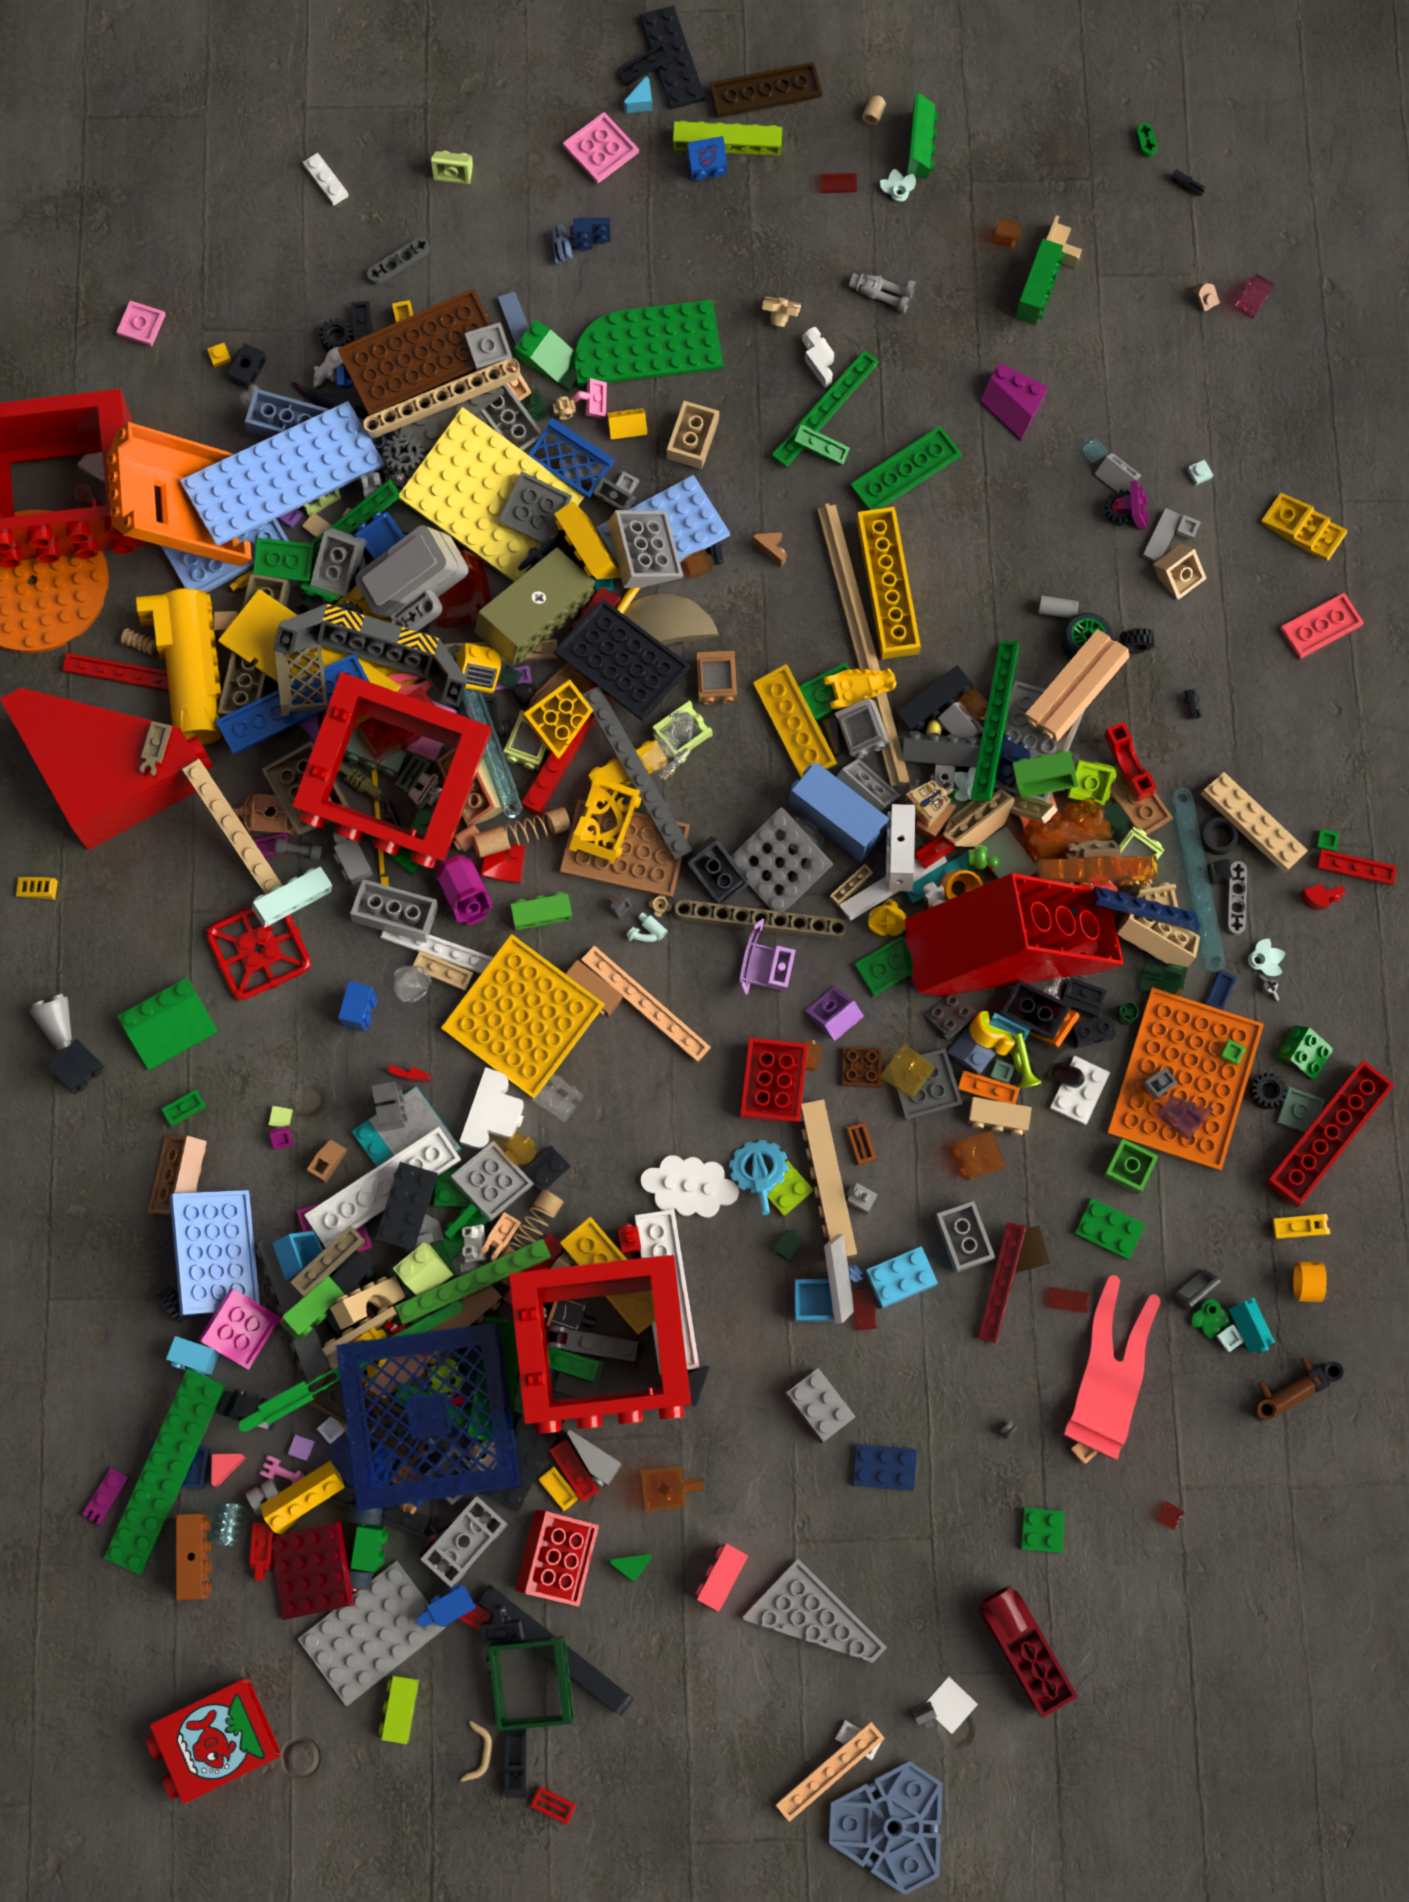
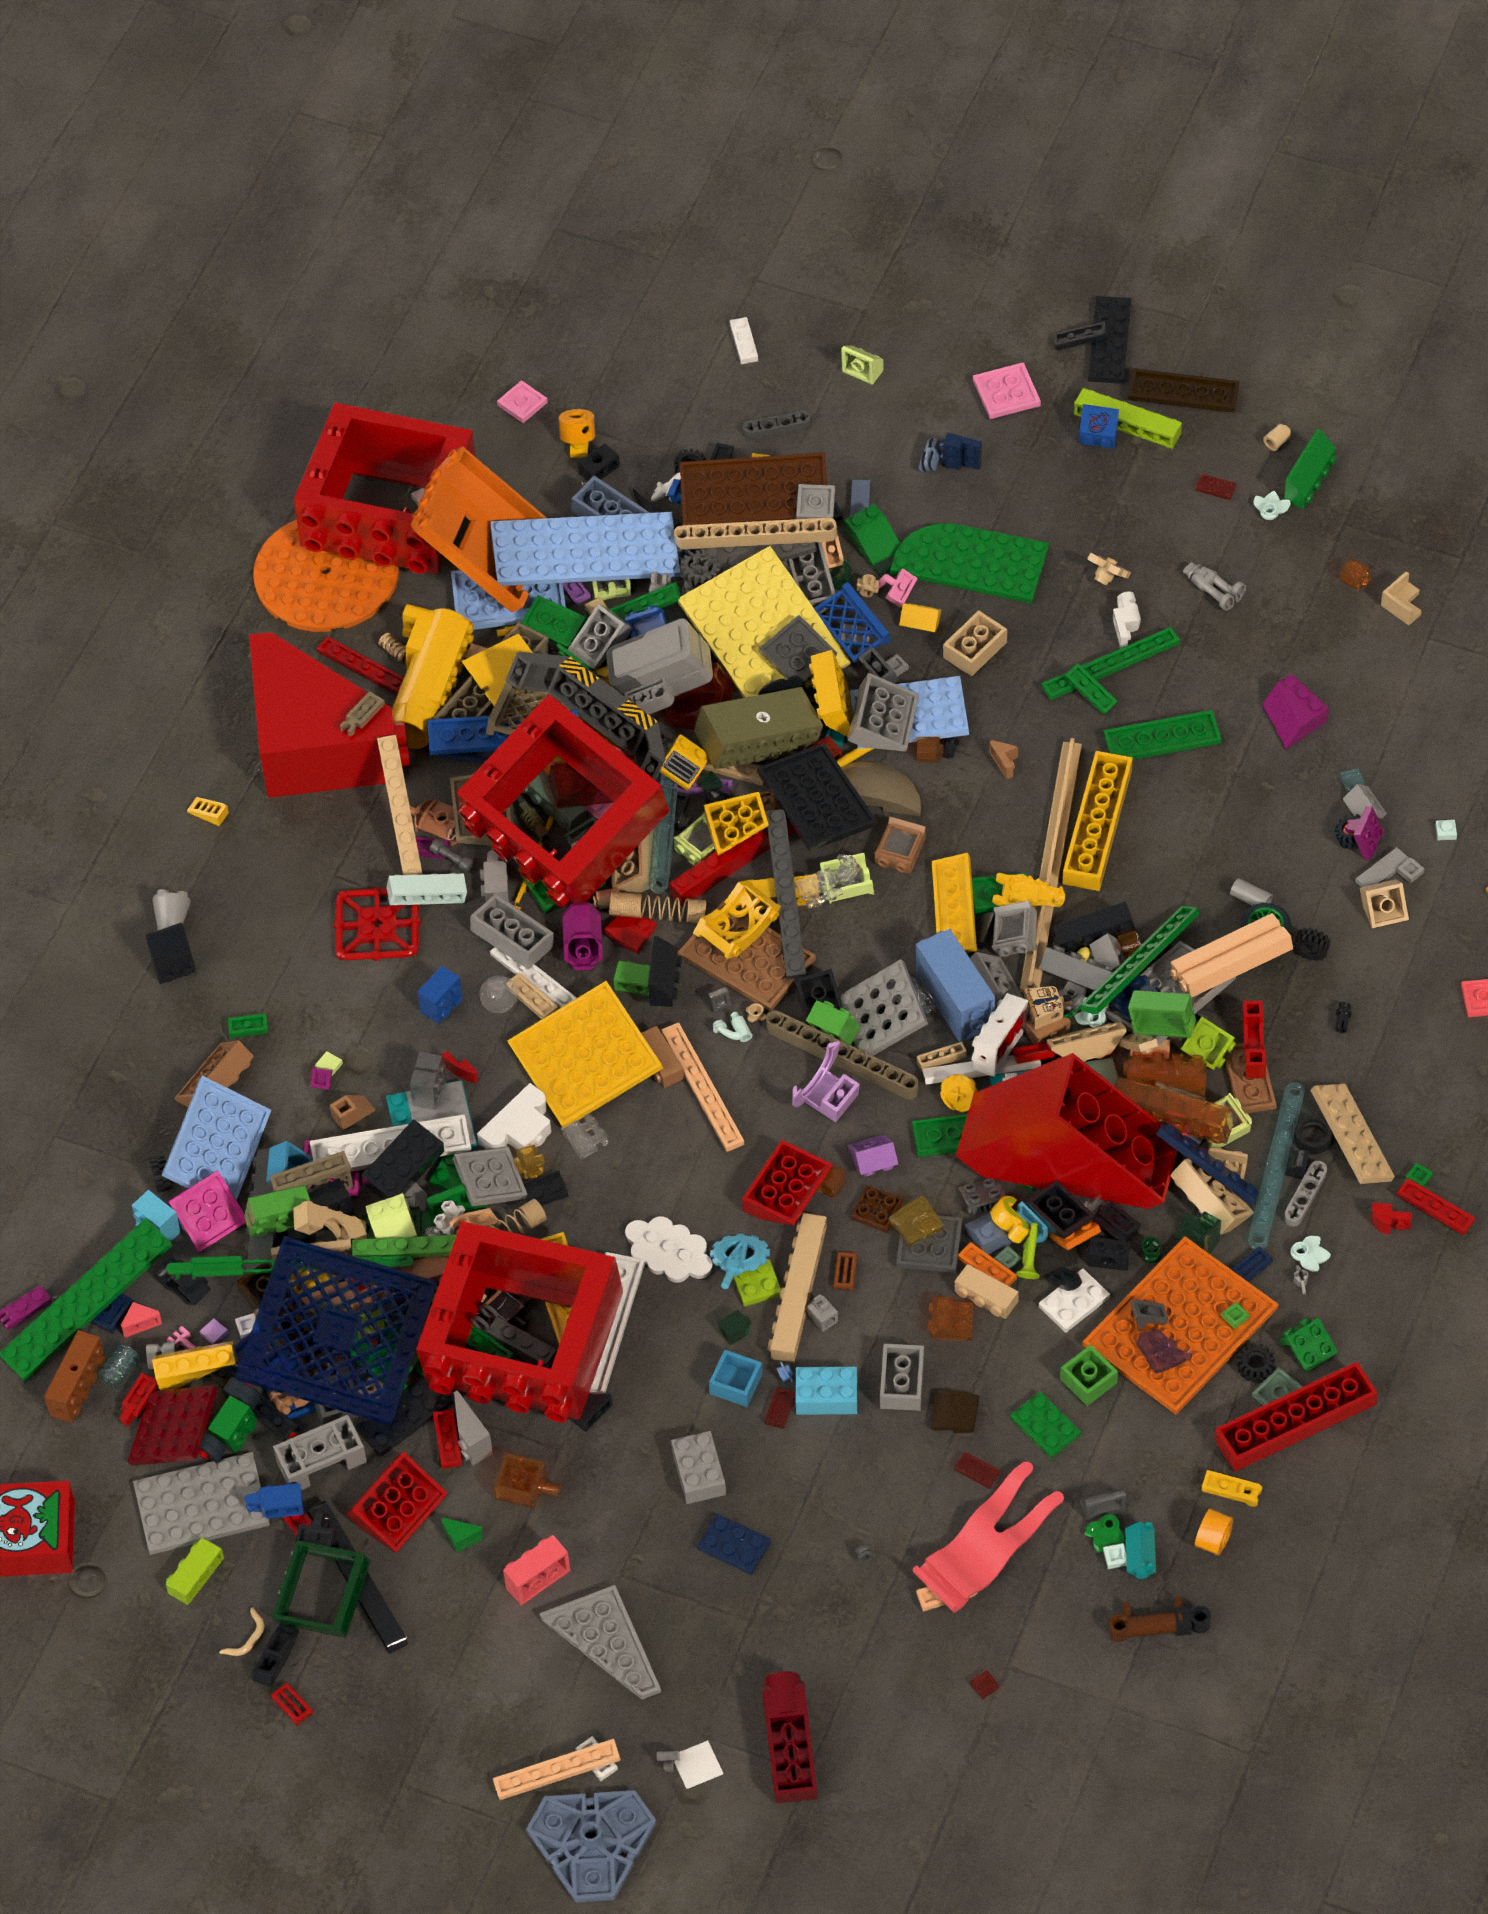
camera: 30 degrees right, 20 degrees down
(167, 1024) = (267, 953): green slope -> none
(205, 332) = (573, 422): none -> light orange piece
(558, 1488) = (426, 1450): yellow tile -> none
(564, 906) = (663, 973): none -> black slope
(640, 99) = (1061, 362): medium azure slope -> none
(743, 895) = (833, 1021): none -> bright green brick
(839, 1278) = (765, 1361): light grey tile -> none
(1002, 1282) = (919, 1429): dark red tile -> none
(1040, 282) = (1363, 621): green brick -> none
(1042, 1530) = (856, 1651): green plate -> none
(1117, 818) = (1218, 1084): clear green brick -> none

